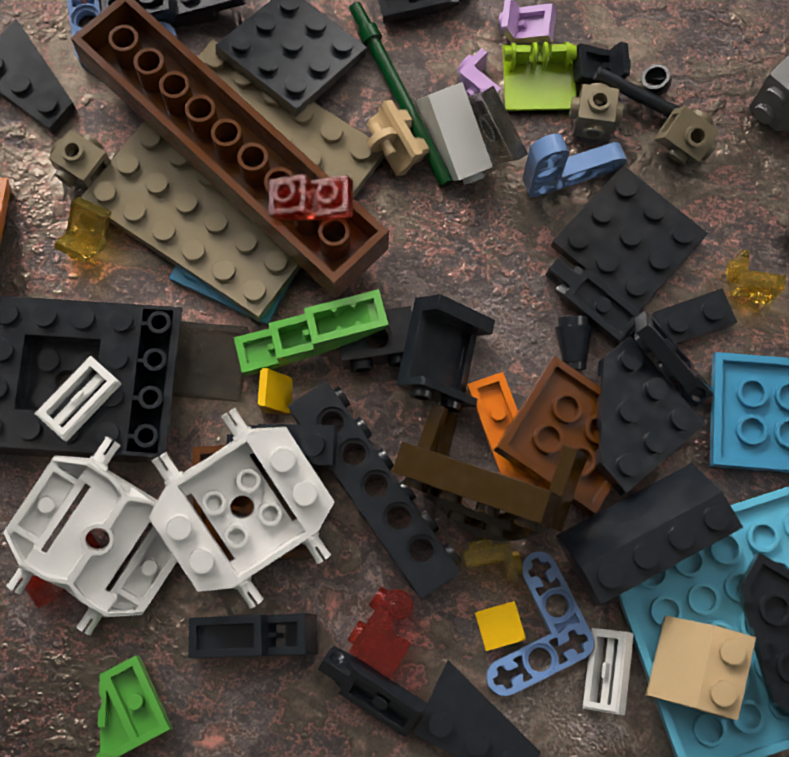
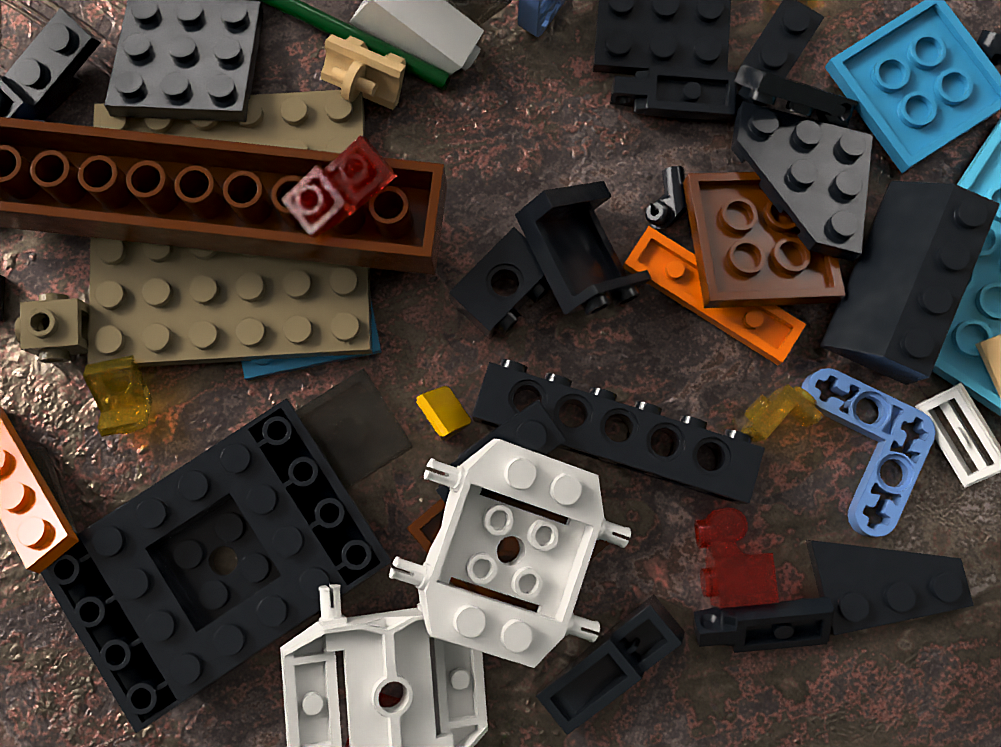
camera: 40 degrees left, 5 degrees up
(88, 409) = (277, 575): white tile -> none
(312, 333) = (439, 325): bright green slope -> none
(500, 626) = (833, 469): yellow slope -> none
(527, 506) = (767, 351): dark brown piece -> none
(530, 370) = (673, 201): none -> black arm
(574, 340) = (690, 146): black cone -> none

